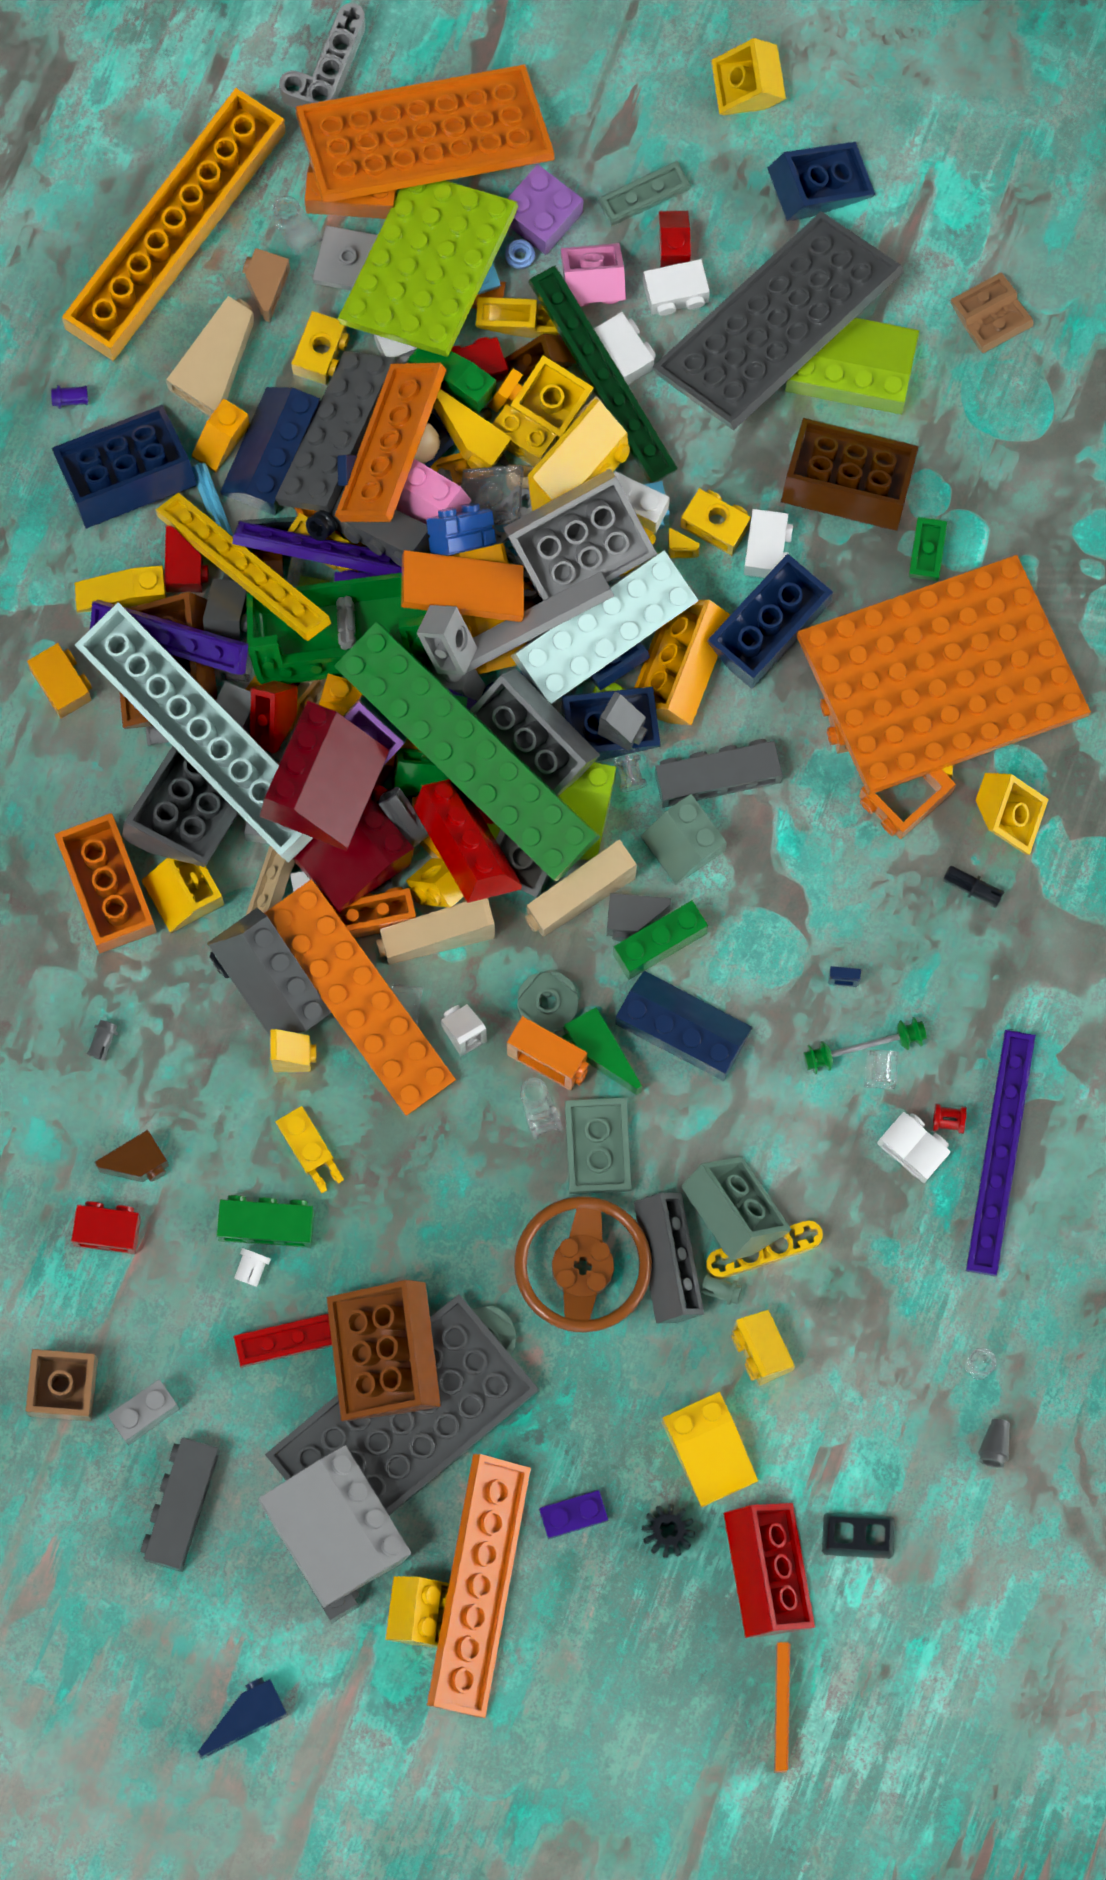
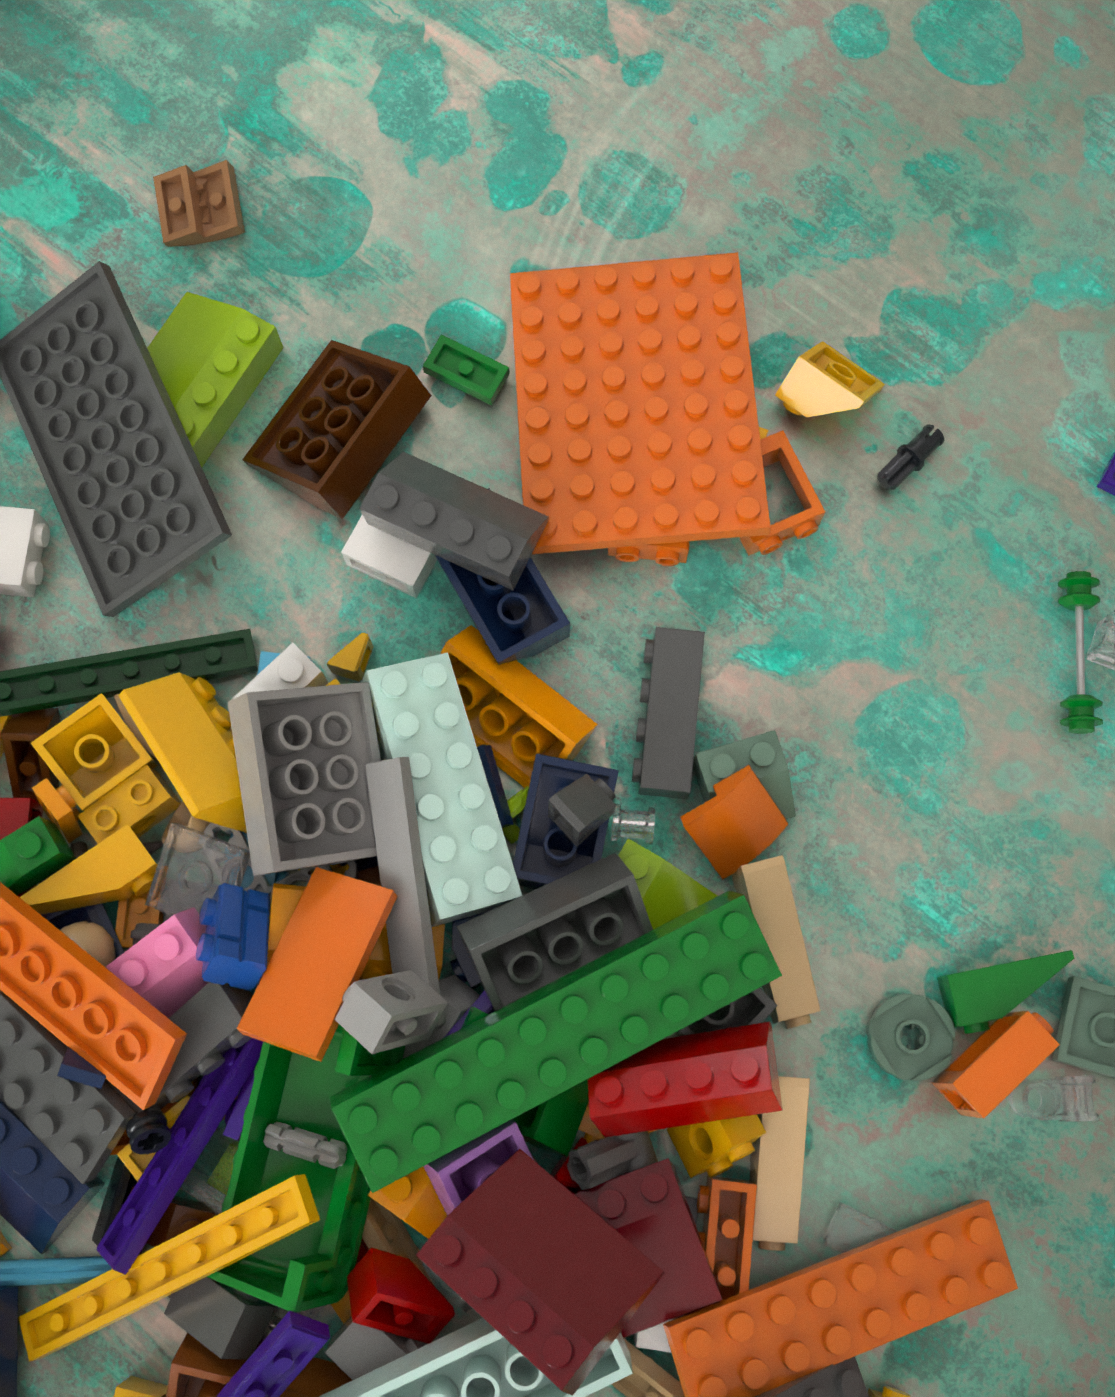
camera: 70 degrees left, 0 degrees up
(183, 565) = (125, 1350): red slope -> none
(464, 1029) = (925, 1167): white slope -> none
(626, 348) = (63, 637): white brick -> none
(633, 913) = (827, 883): dark grey slope -> none
(654, 837) = (735, 822): none -> orange slope
(660, 940) = (872, 859): green brick -> none
(683, 1025) = (992, 868): dark blue slope -> none
(723, 536) = (332, 626): yellow brick -> none
(799, 573) = (453, 518): none -> dark grey slope
(844, 976) = (984, 646): dark blue tile -> none

